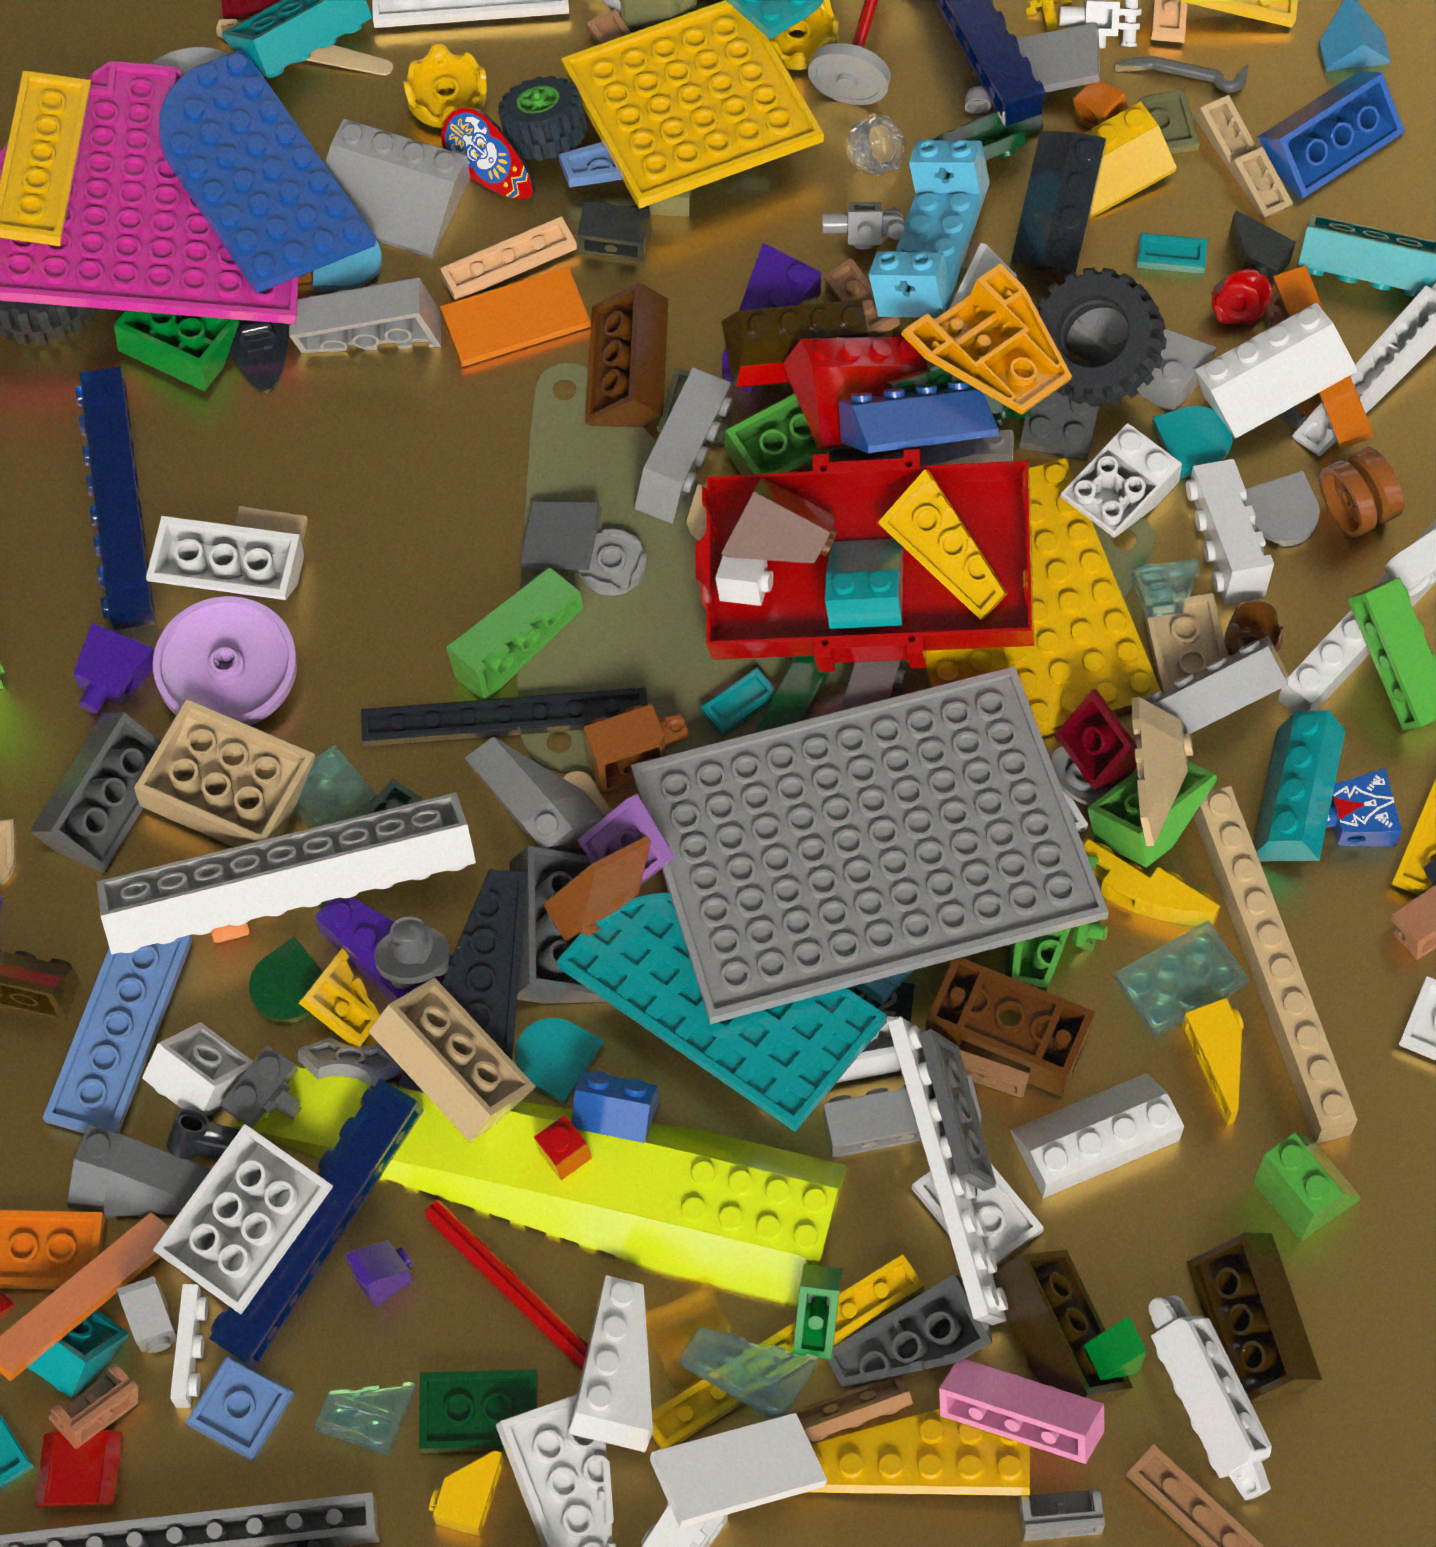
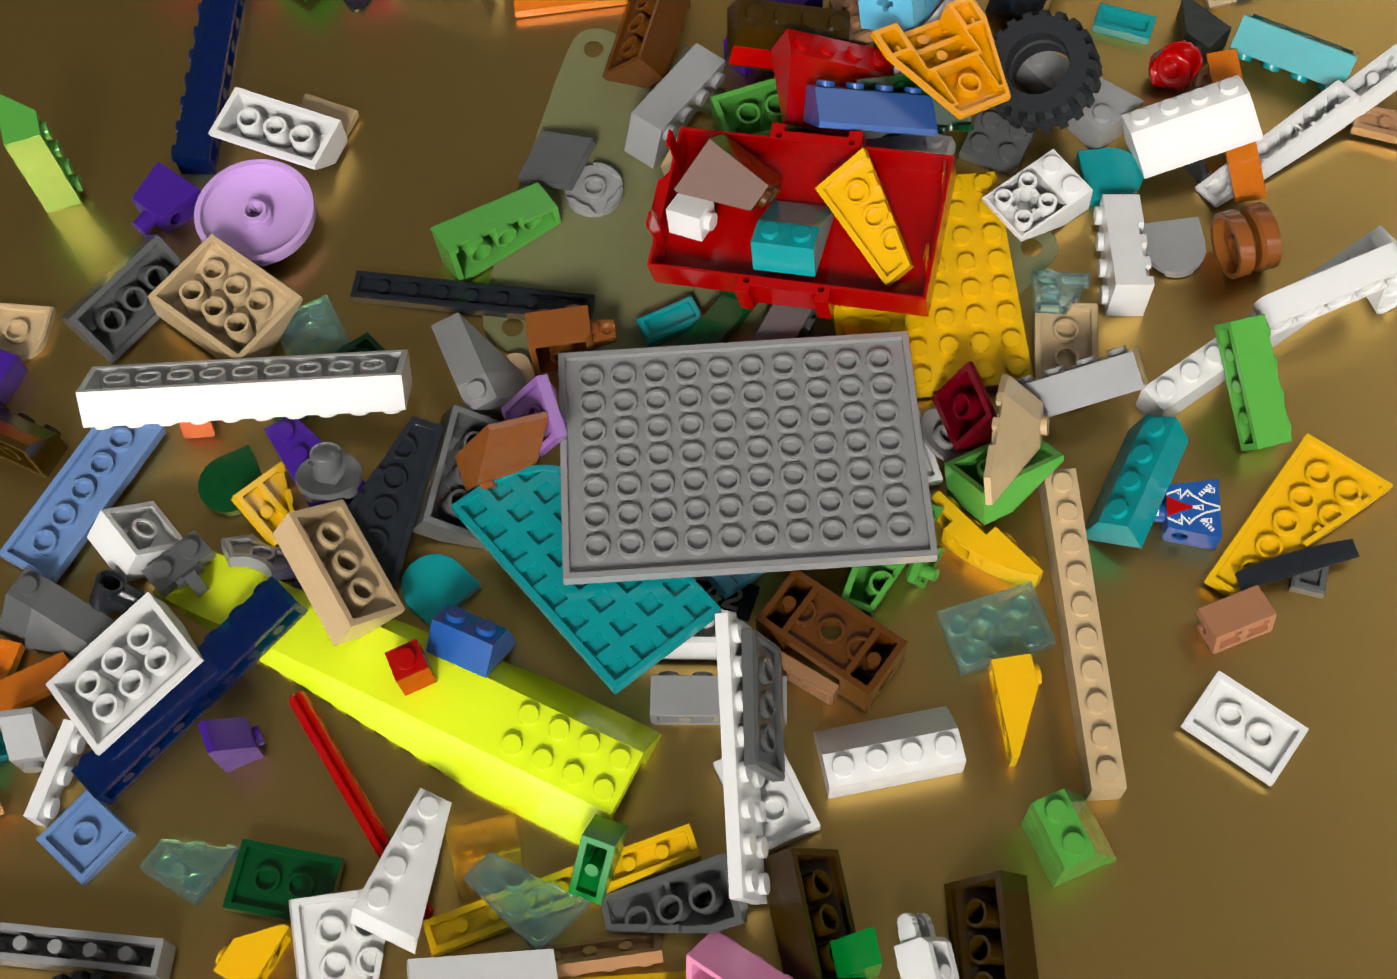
camera: 15 degrees right, 0 degrees up
(1252, 622) = (1127, 331): reddish brown hair -> none

